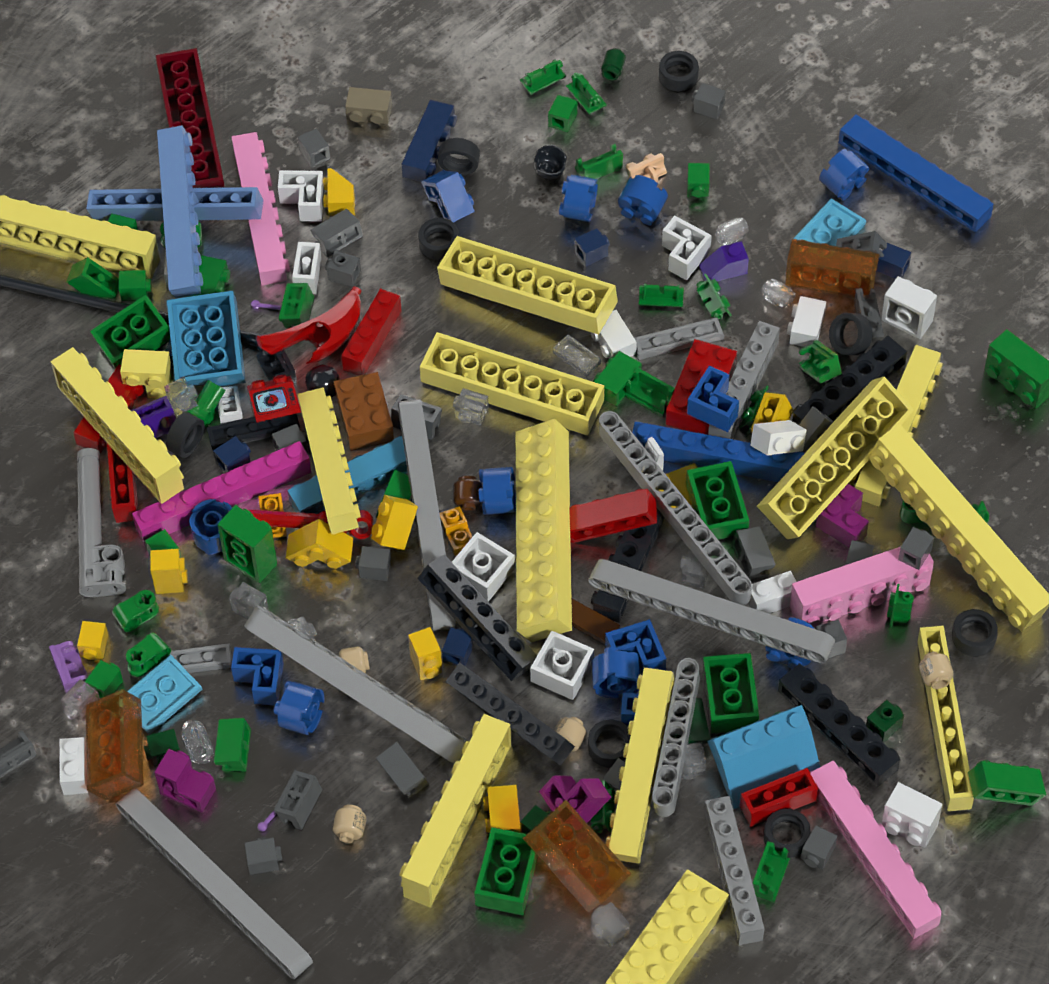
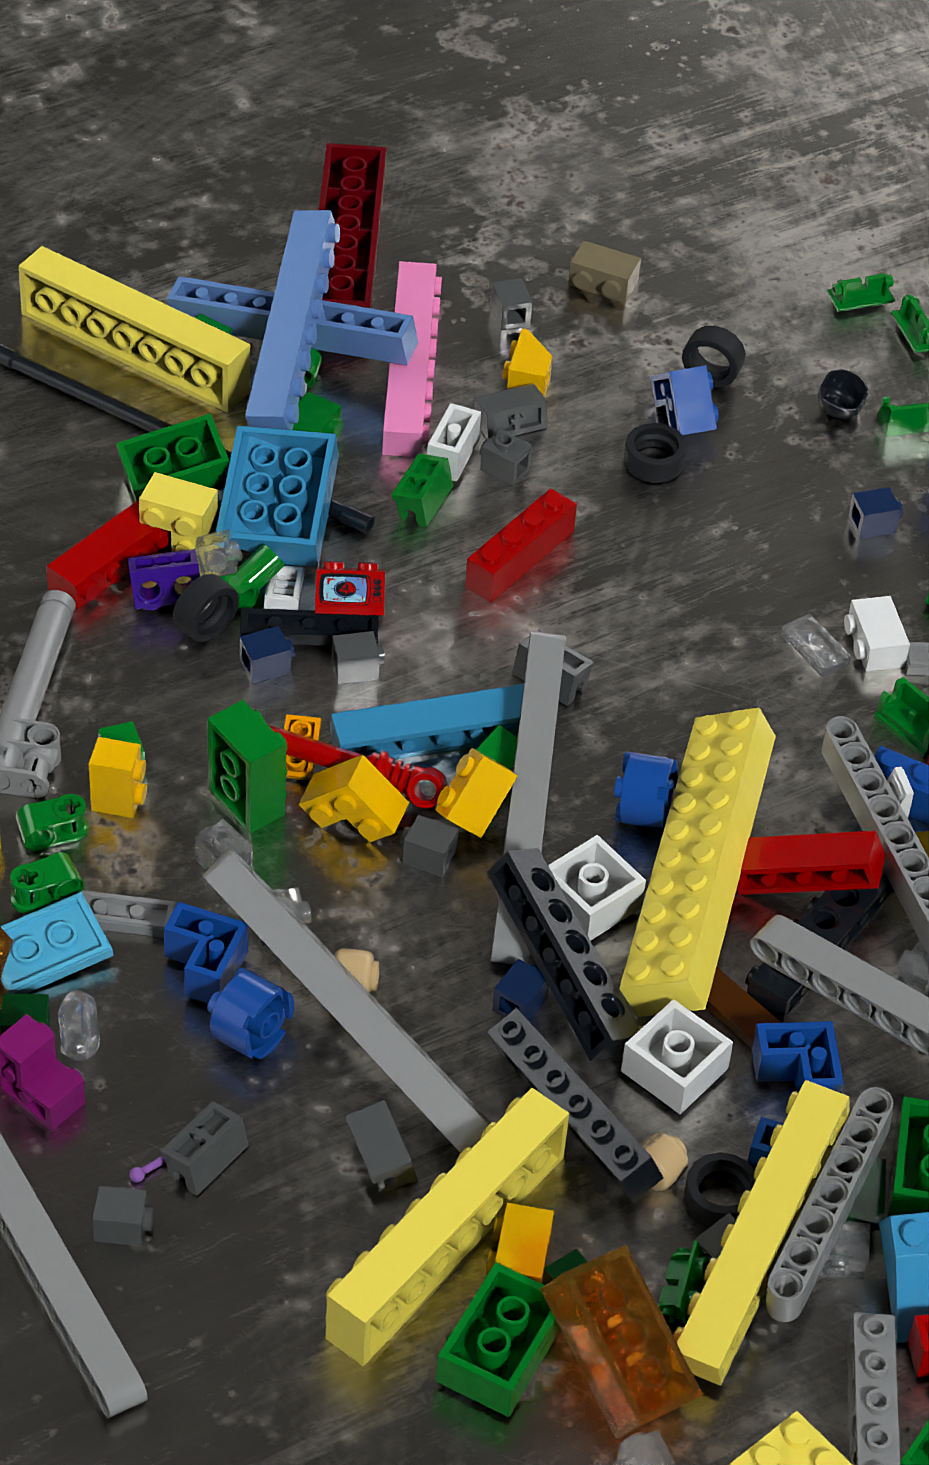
camera: 10 degrees right, 10 degrees down
(93, 279) = (147, 388): green slope -> none
(118, 425) = (111, 563): light yellow brick -> none
(122, 488) = (96, 639): red brick -> none
(133, 285) = (199, 401): green brick -> none
(204, 525) = (190, 734): blue brick -> none
(229, 487) = (273, 690): dark pink brick -> none
(232, 744) = (131, 1043): green hinge -> none
(255, 305) = (366, 475): medium lavender hinge -> none
(276, 364) = (371, 546): black hinge -> none
(304, 189) = (479, 347): white brick -> none
(321, 377) = (430, 592): black hair -> none
(327, 336) = (451, 537): red piece -> none
(328, 461) = (405, 689): light yellow brick -> none
(349, 823) = (273, 1203): tan head -> none
(364, 411) = (477, 640): dark orange brick -> none
(425, 653) = (468, 985): yellow brick -> none
(426, 143) = (663, 341): dark blue brick -> none
(455, 529) = (566, 826): light orange slope -> none
(467, 492) = (597, 784): reddish brown head -> none
(471, 406) = (638, 673): clear brick -> none
(512, 383) = (708, 654): light yellow brick -> none
(527, 285) = (769, 533): light yellow brick -> none
(562, 113) = (877, 341): green brick -> none
(579, 197) = (873, 444): blue brick -> none
(585, 796) = (660, 1252): magenta brick -> none
(615, 673) = (756, 1085): blue brick -> none
(616, 375) = (858, 690): green brick -> none

